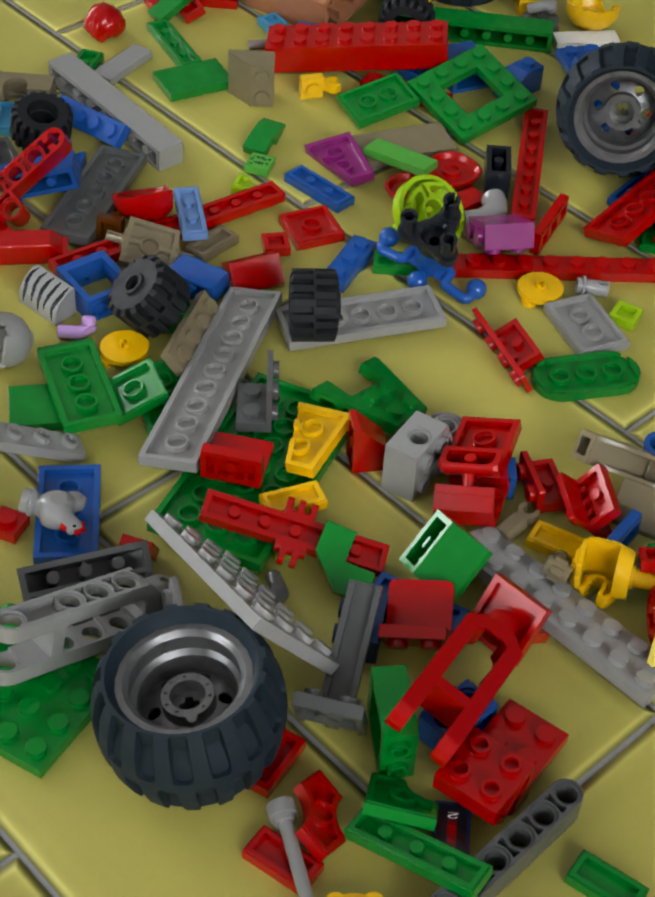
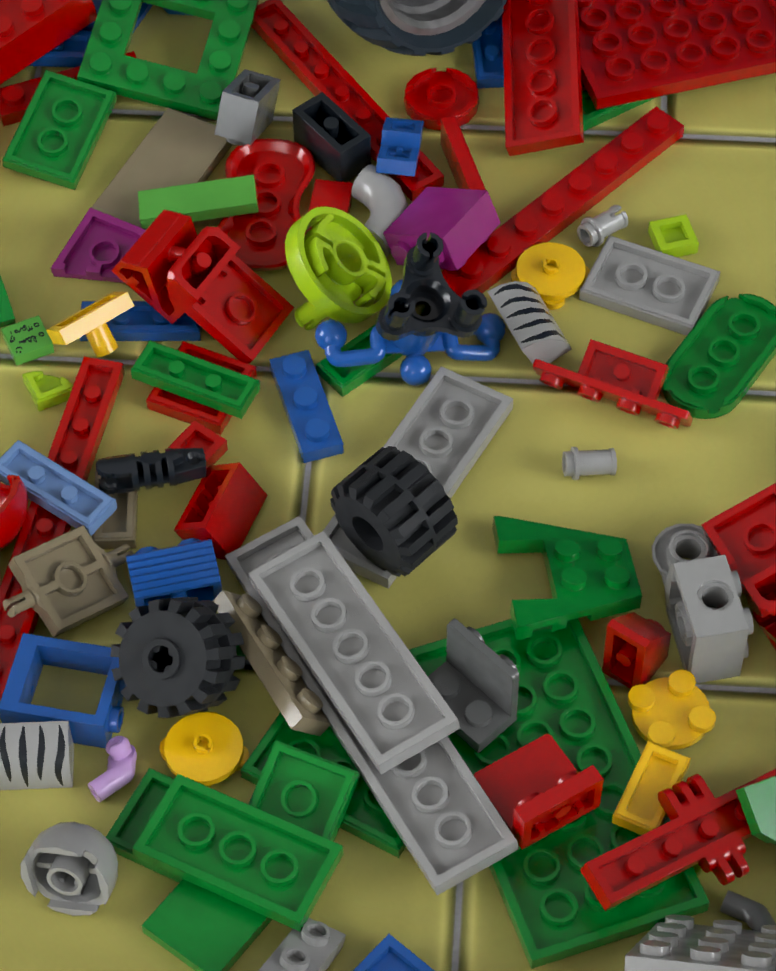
camera: 40 degrees left, 10 degrees up
(225, 348) = (354, 652): none -> light grey plate
(239, 233) = (151, 469): none -> black hinge
(290, 170) = (92, 323): none -> yellow tile
(308, 218) = (195, 379): none -> green tile
(314, 438) = (581, 688): yellow wing -> none
(352, 485) = (671, 711): none -> yellow piece
(356, 179) = (206, 281): none -> red piece
(448, 366) = (589, 462): none -> light grey pin
(469, 135) = (247, 107): none -> dark grey brick
(496, 294) = (530, 321): none -> light grey brick
(525, 193) = (400, 146): none -> blue slope
(583, 195) = (440, 95): none -> red tile

